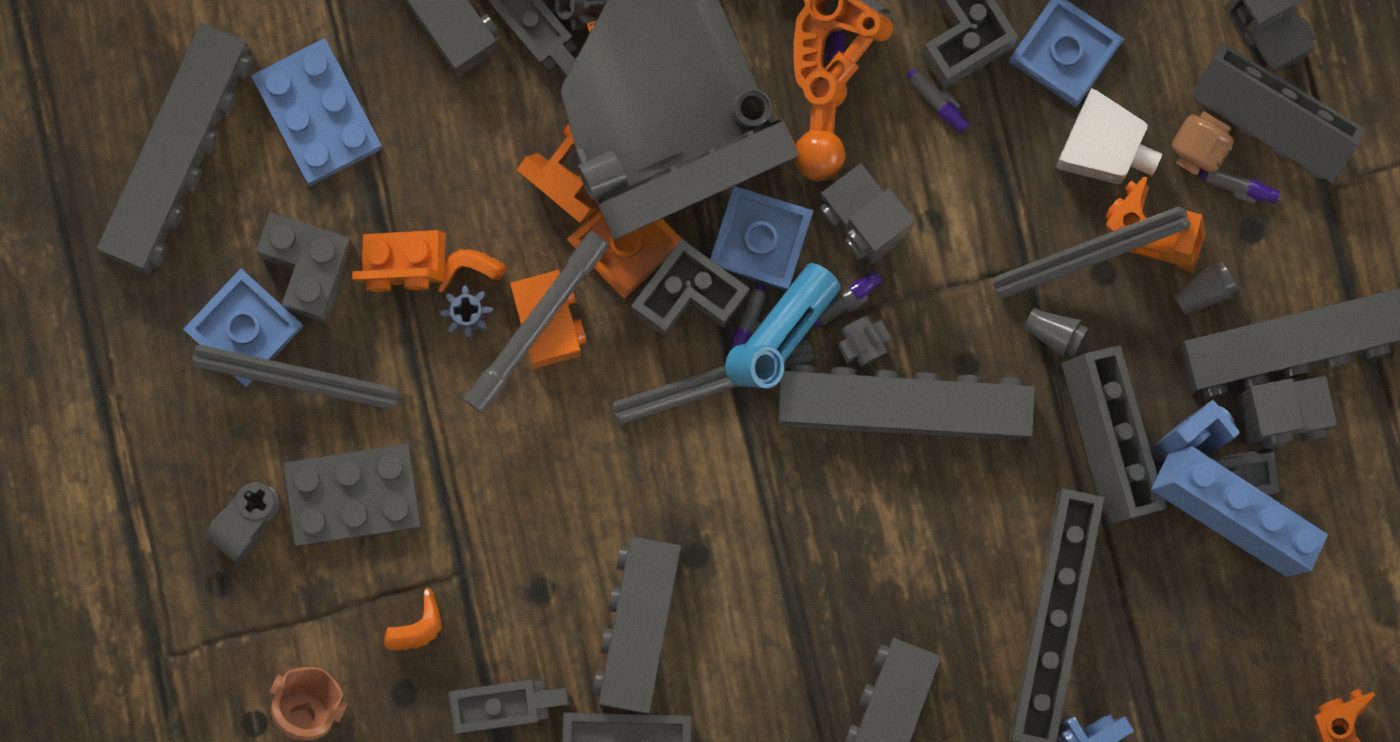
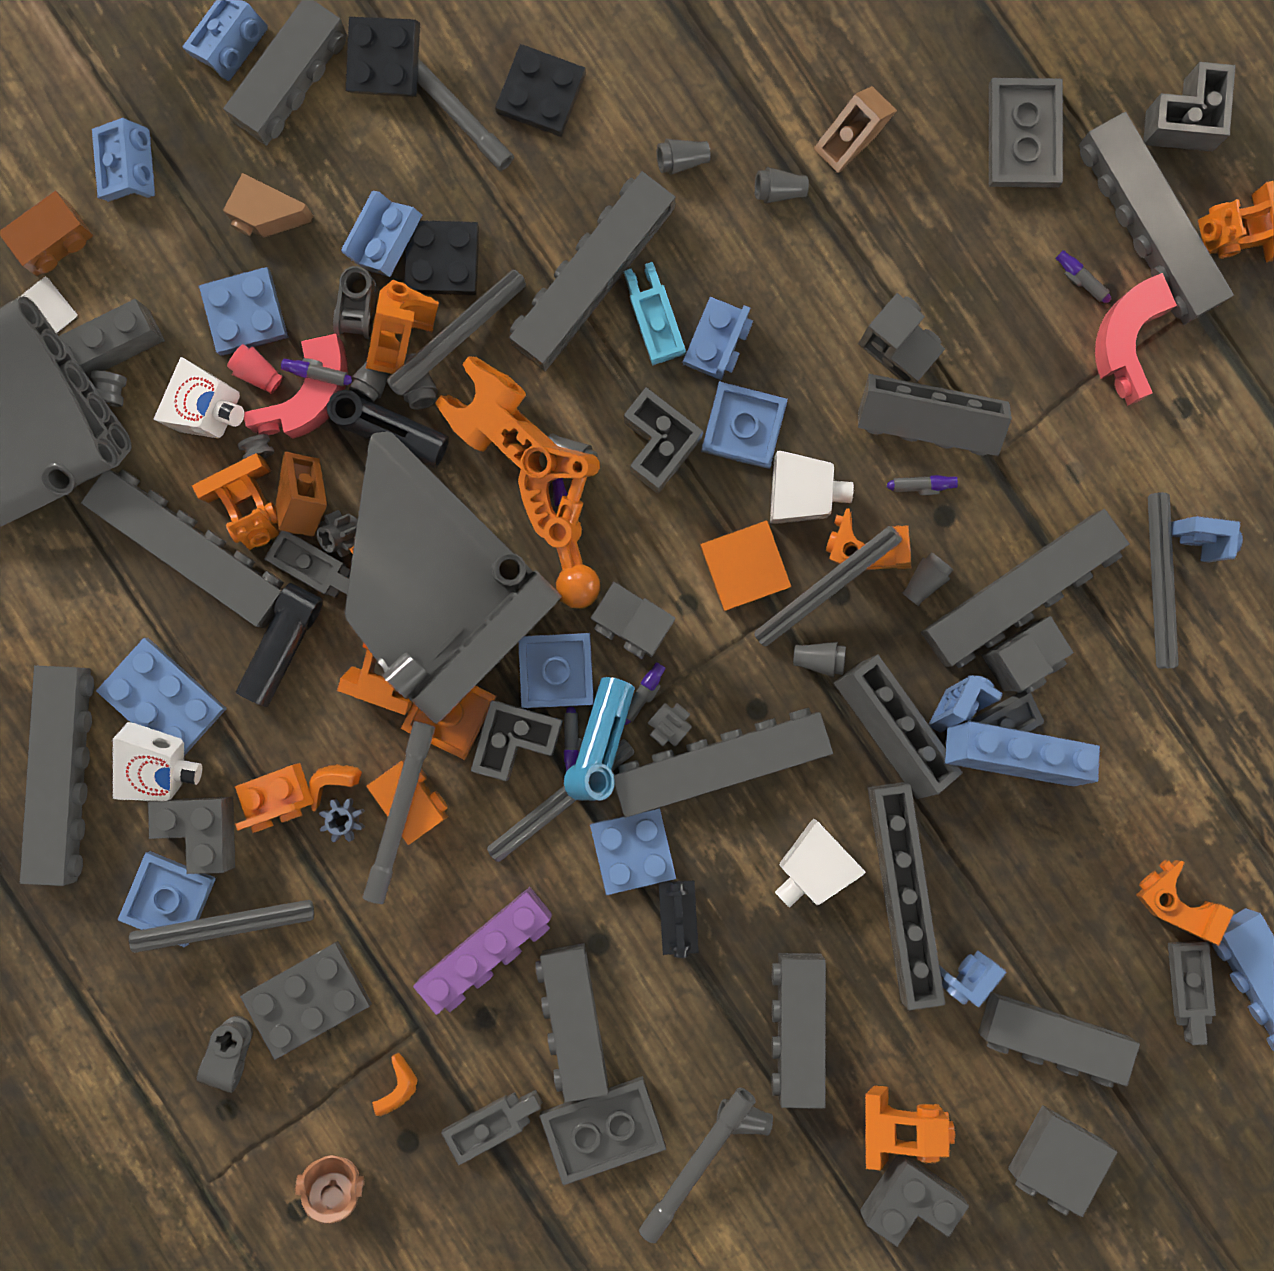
camera: 15 degrees left, 5 degrees up
(284, 174) = (150, 765): none -> white torso
(497, 74) = (293, 616): none -> black piece
(570, 509) = (484, 949): none -> medium lavender brick
(772, 466) = (632, 851): none -> medium blue plate
(795, 557) = (678, 918): none -> black hinge
(940, 100) = (658, 503): piece -> none
(968, 556) = (816, 867): none -> white torso
(1010, 202) = (745, 565): none -> orange tile
(1202, 143) = (881, 461): medium nougat head -> none

